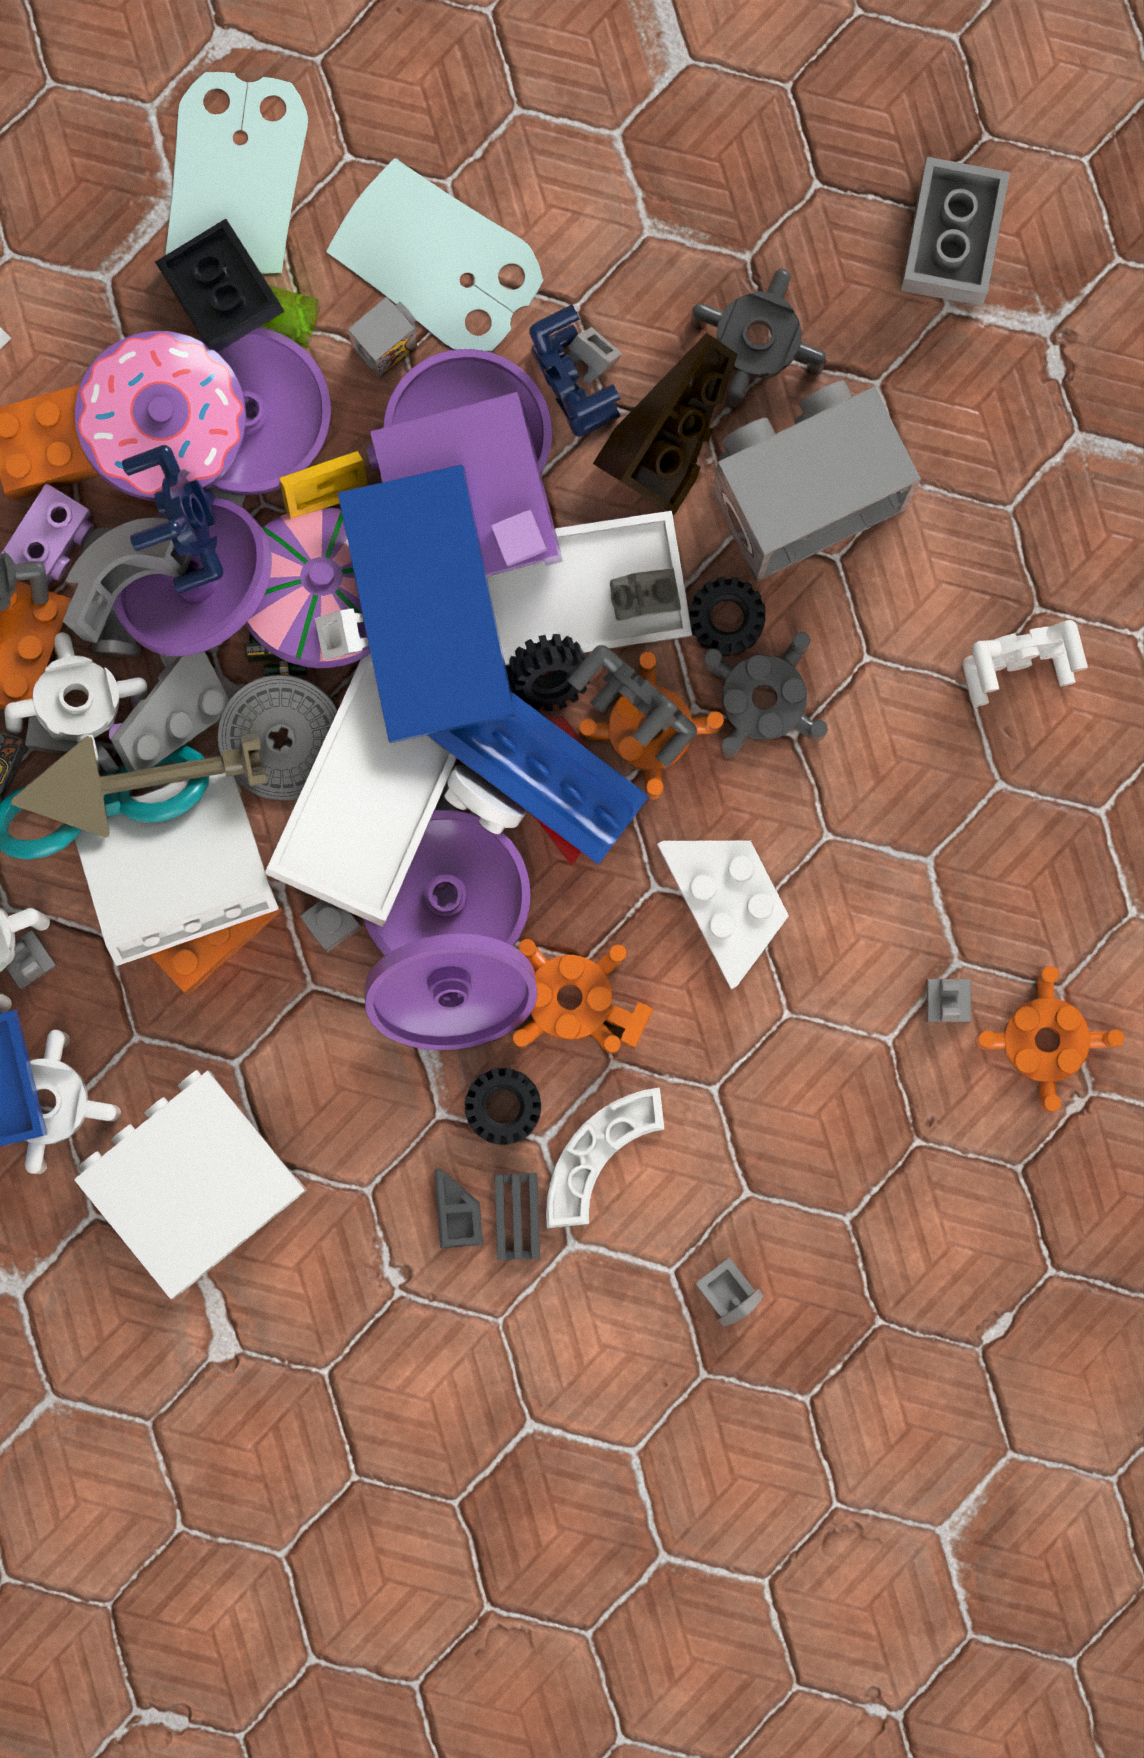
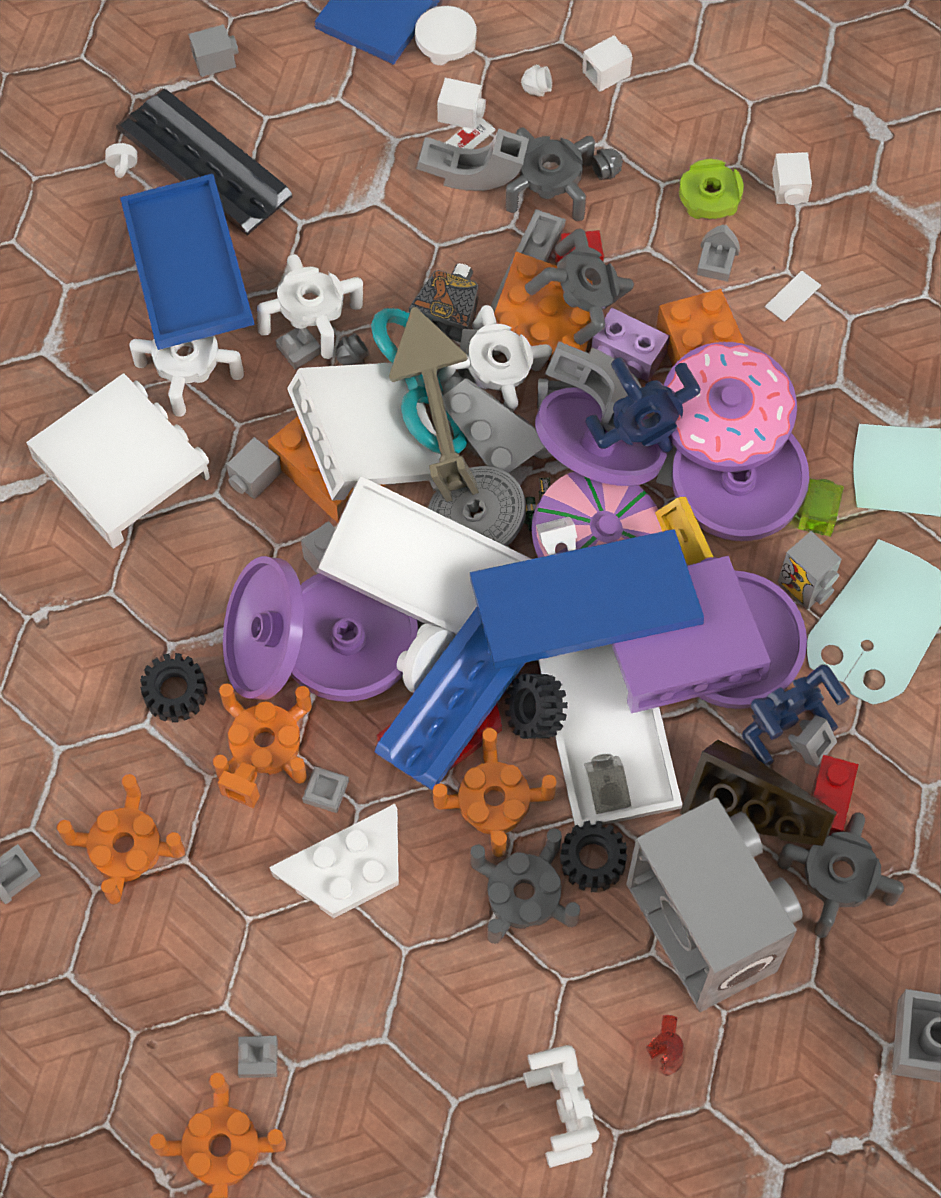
camera: 90 degrees right, 20 degrees down
(41, 889) = (351, 350): none -> dark grey plate
(210, 1014) = (253, 468): none -> light grey brick
(219, 286) = (838, 452): black tile -> none
(457, 1213) = (88, 658): dark grey tile -> none
(518, 1252) = (82, 691): dark grey tile -> none
(519, 538) = (645, 663): lavender tile -> none
(591, 1149) = (134, 757): white tile -> none
(634, 925) = (325, 789): none -> light grey tile
(658, 709) = (519, 775): dark grey plate -> none
(661, 336) = (834, 787): none -> red brick
(722, 1164) = (123, 823): none -> orange plate
(946, 544) = (668, 1044): none -> clear red piece

